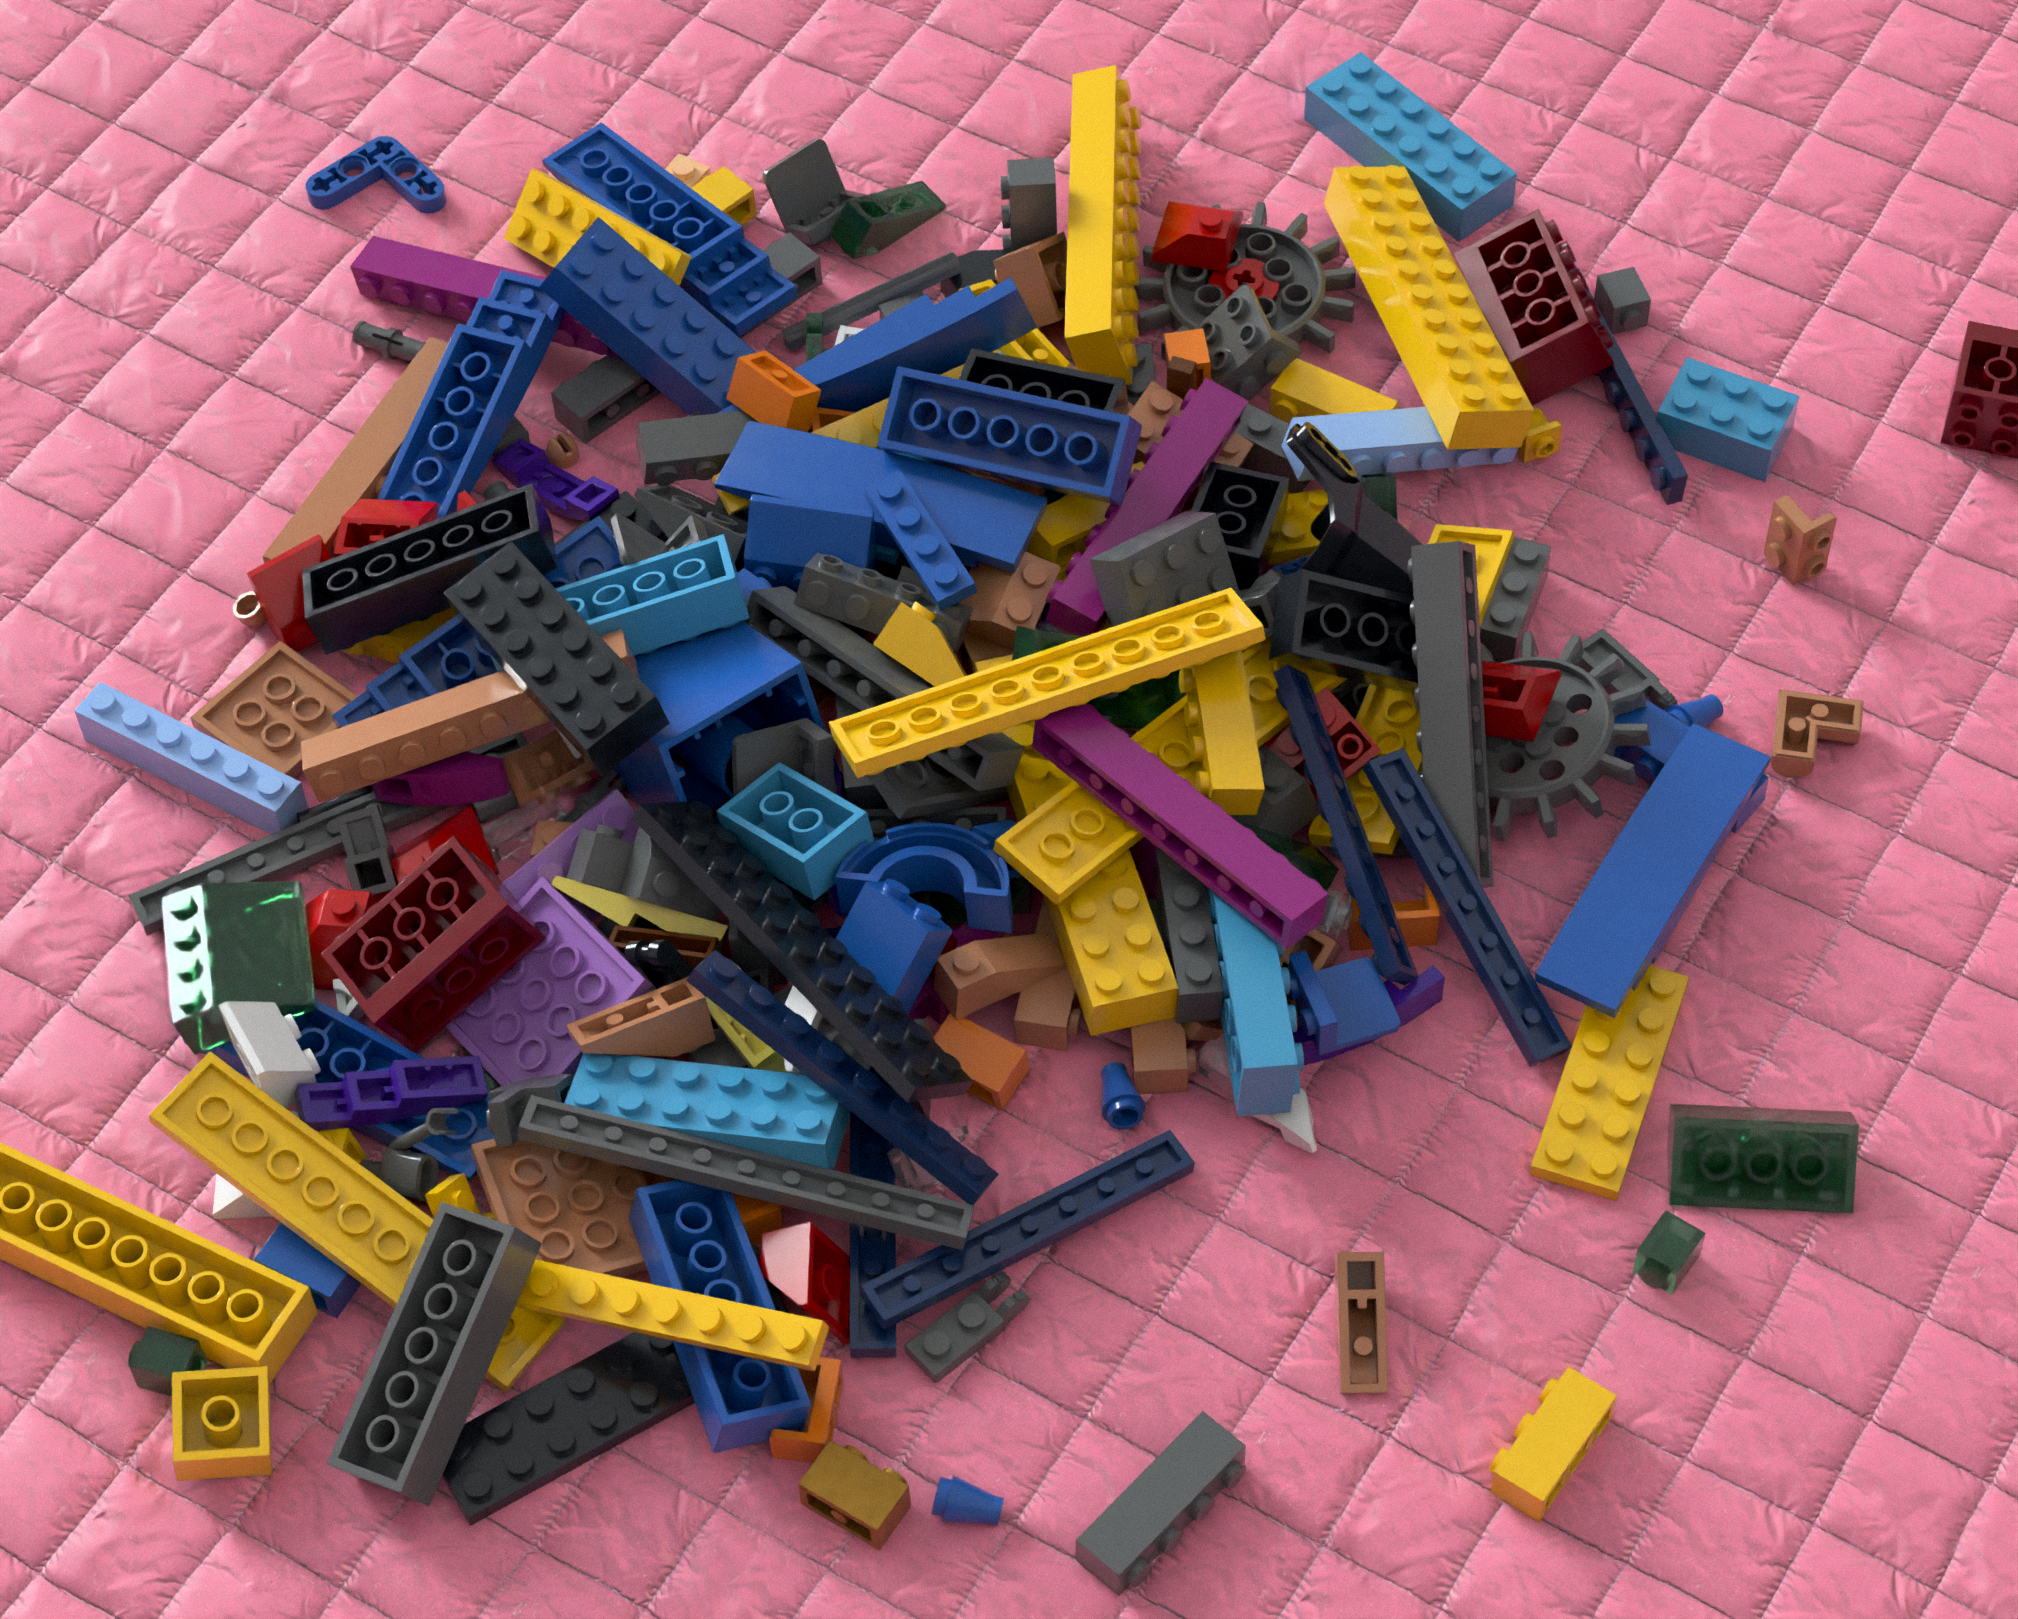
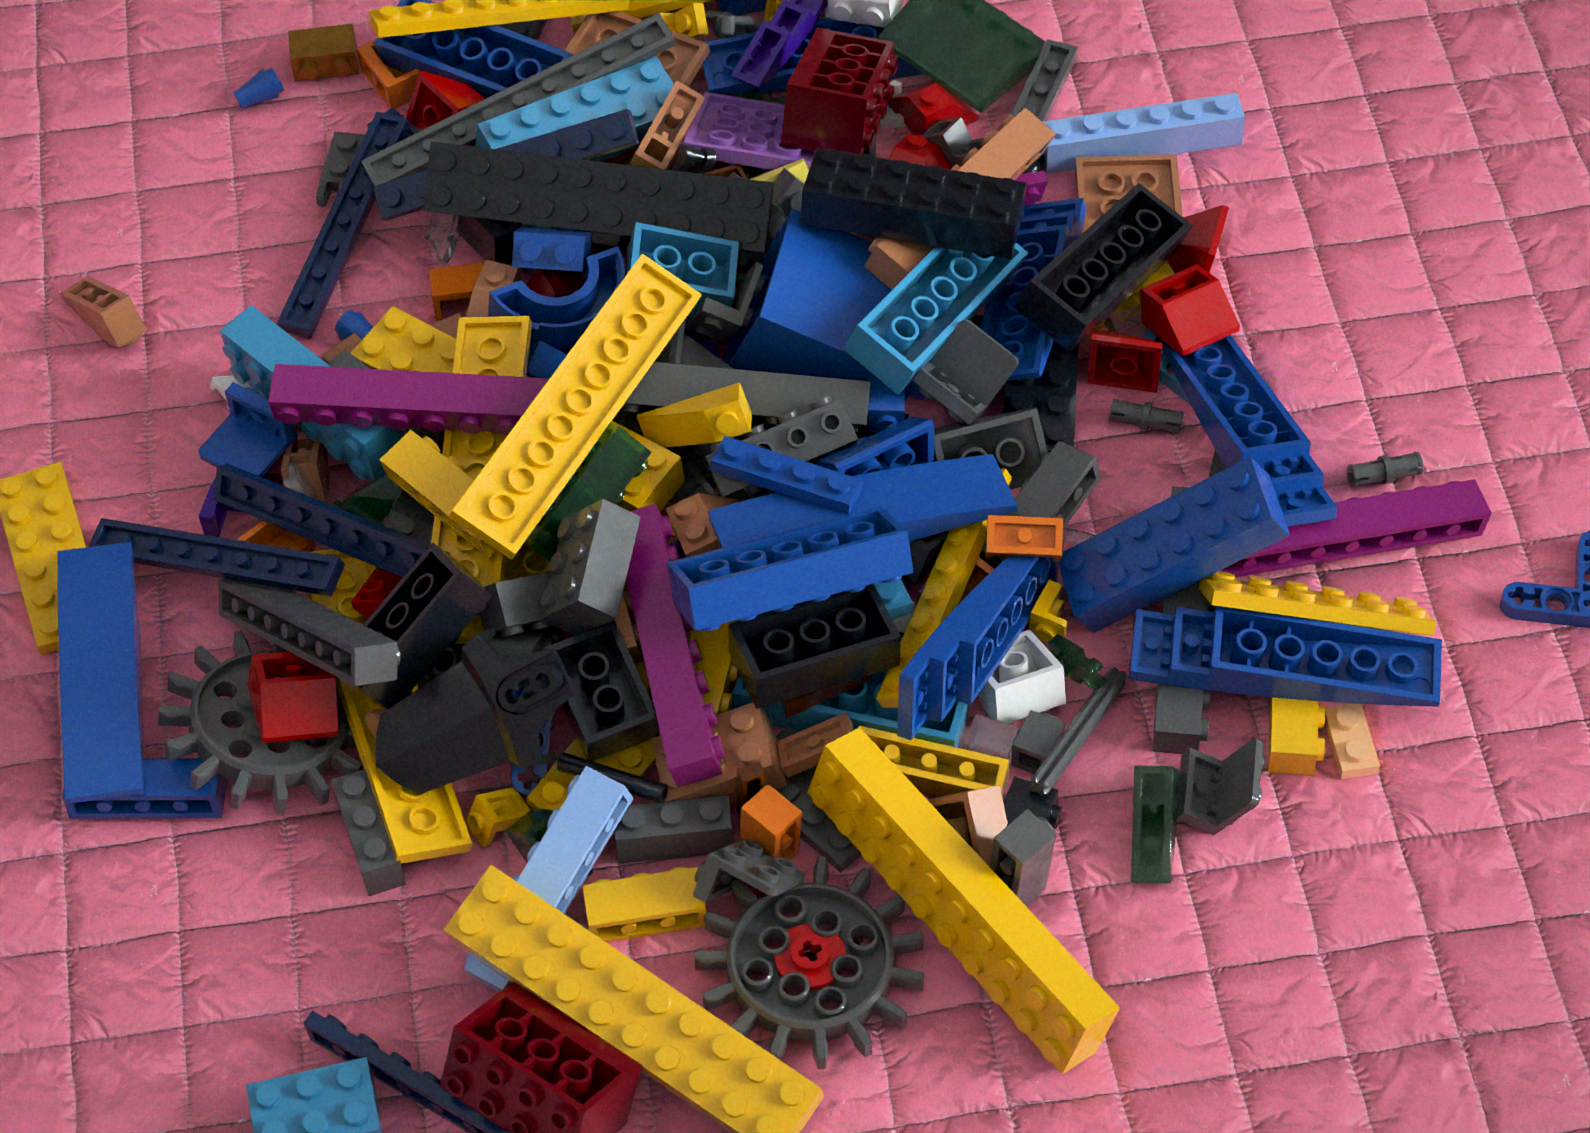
camera: 140 degrees right, 0 degrees up
(249, 605) = (1231, 241): nougat hinge -> none
(364, 461) = (1274, 354): nougat brick -> none
(511, 1100) = (697, 69): dark grey brick -> none
(556, 488) = (1137, 451): dark purple slope -> none
(557, 455) = (1171, 478): nougat hinge -> none
(1161, 1504) = (144, 152): dark grey brick -> none
(1197, 236) = (881, 959): red slope -> none
(1271, 464) = (635, 784): none -> black piece
(1541, 438) = (462, 997): yellow bracket -> none
(1601, 646) = (241, 837): dark grey hinge -> none
(1698, 711) = (165, 837): blue cone -> none
(1796, 542) = (171, 1019): nougat bracket -> none
(1803, 720) = (73, 893): nougat brick -> none

